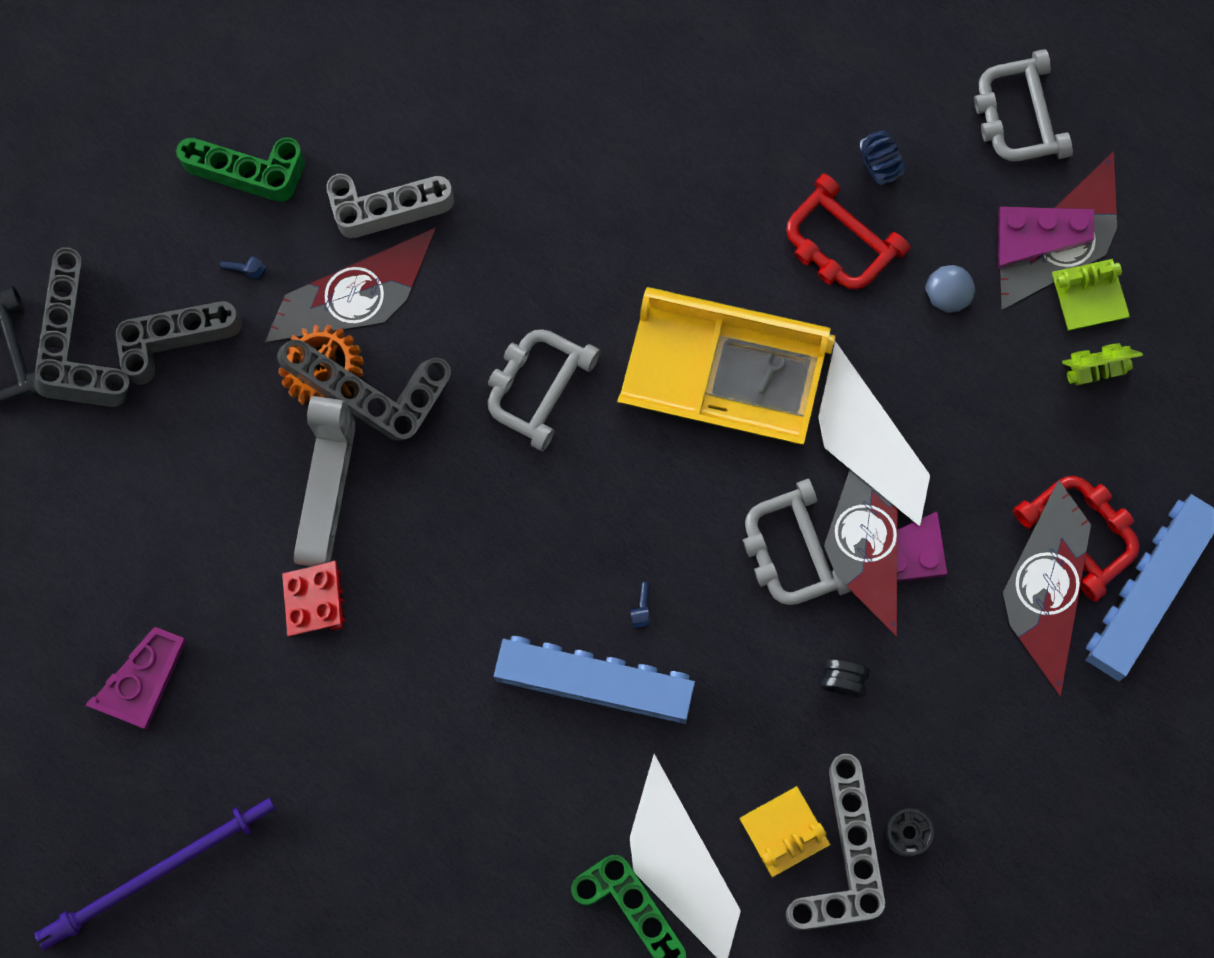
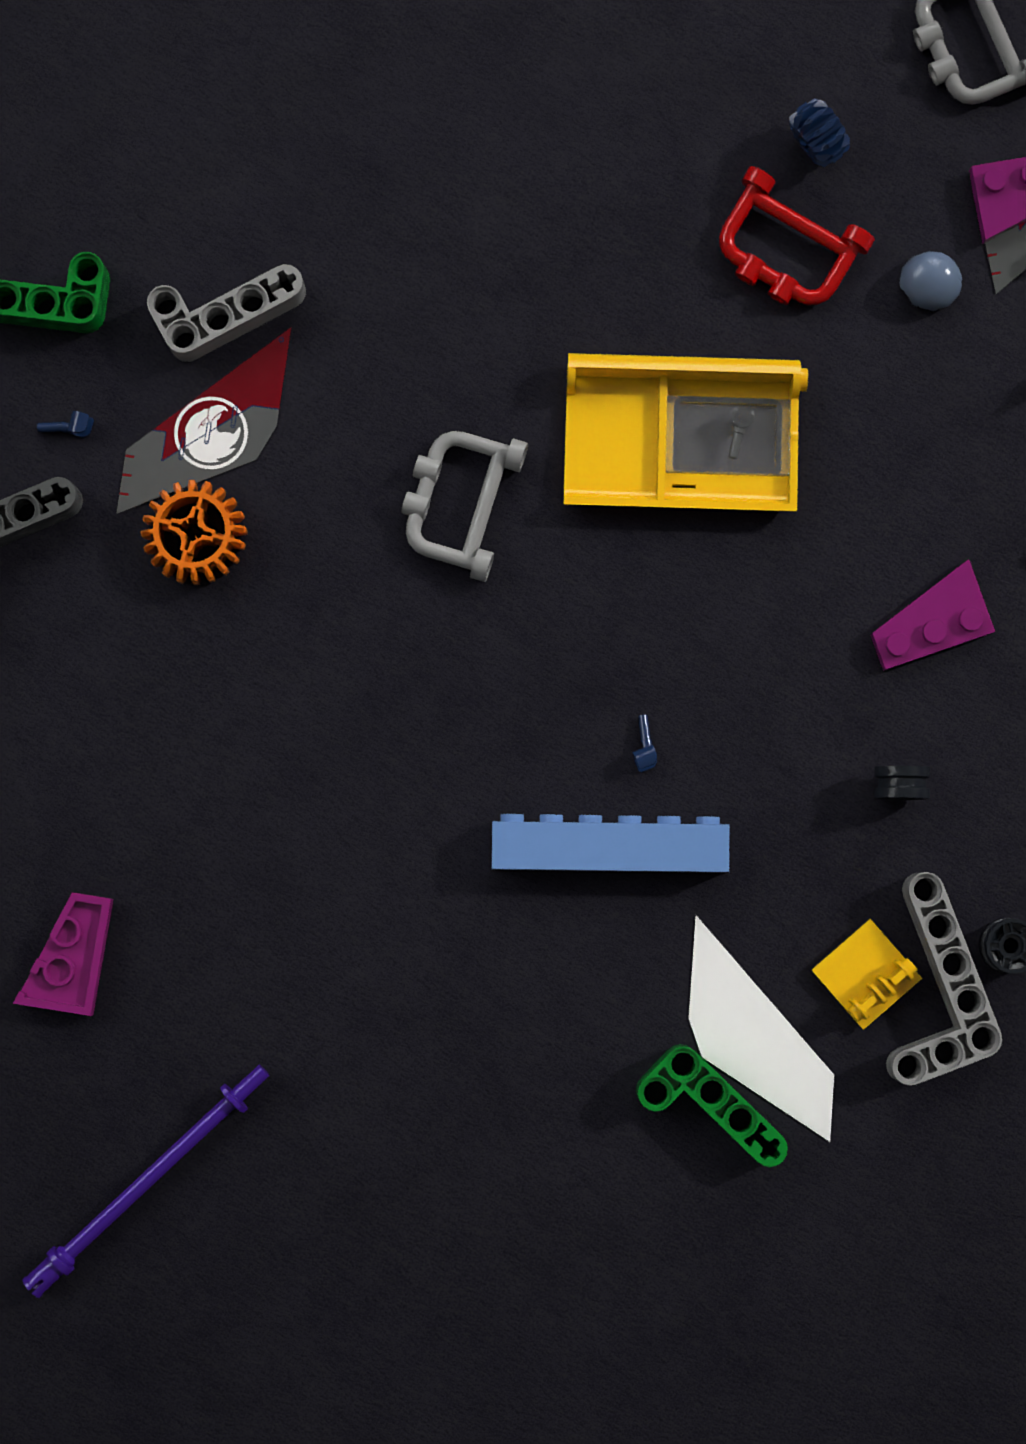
camera: 20 degrees left, 10 degrees up
(313, 599) = (252, 818): hinge -> none
(334, 434) = (230, 611): light grey beam -> none
(364, 392) = (258, 559): dark grey beam -> none
(755, 545) = (783, 674): light grey bar -> none
(865, 547) = (891, 605): sticker -> none
(868, 441) = (870, 489): white sticker -> none

